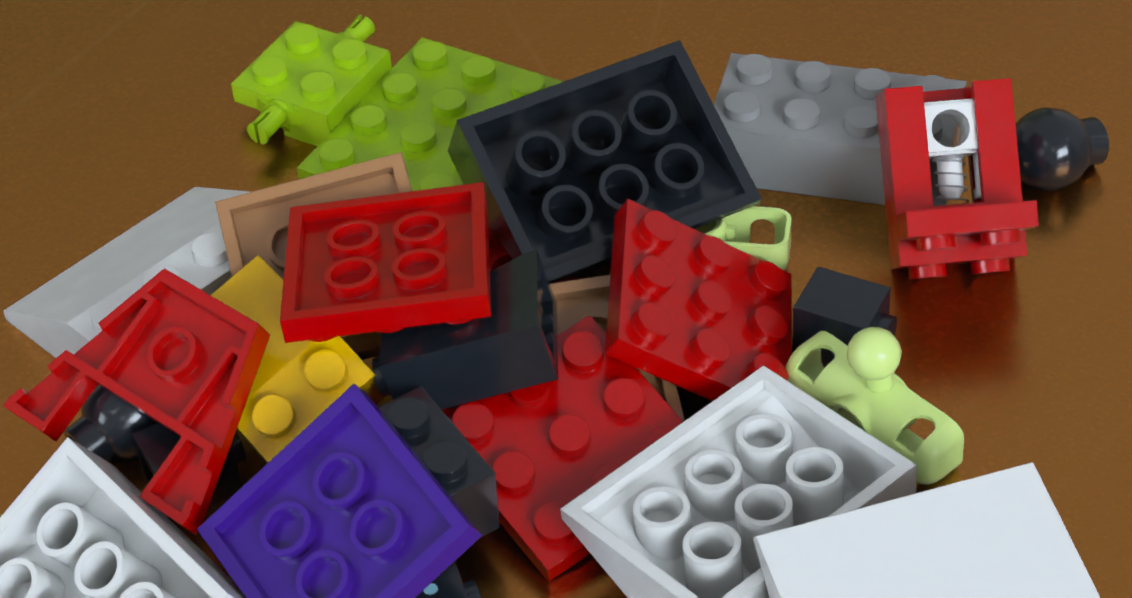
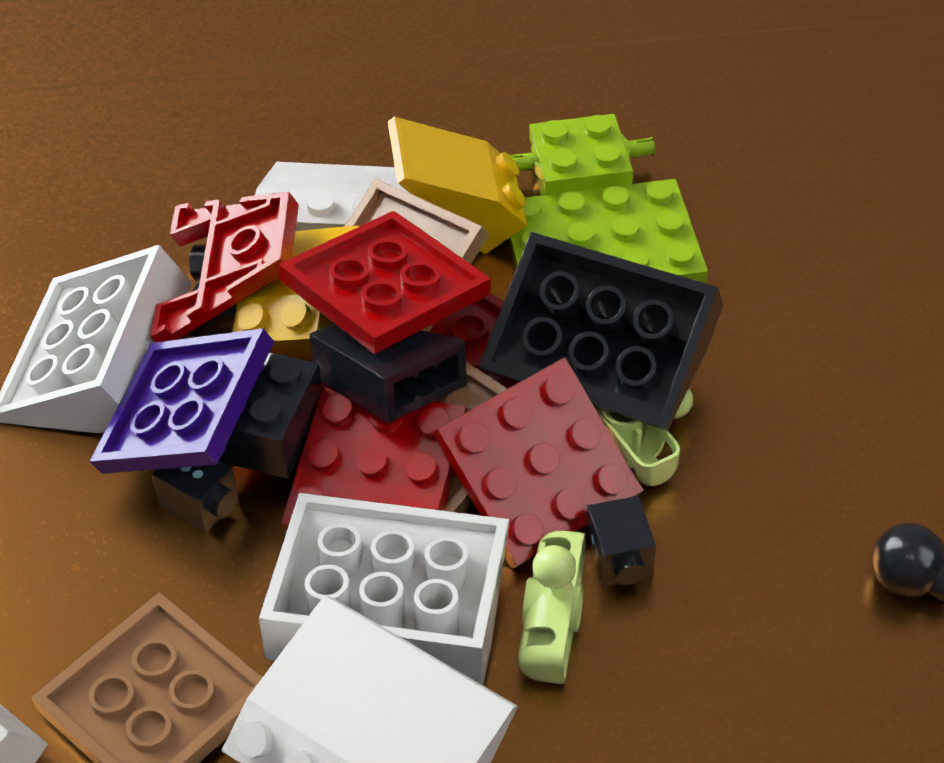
camera: 50 degrees right, 5 degrees up
(259, 150) = (460, 177): none -> yellow slope
(817, 124) = (801, 434): light grey brick -> none
(975, 232) = (737, 532): red brick -> none

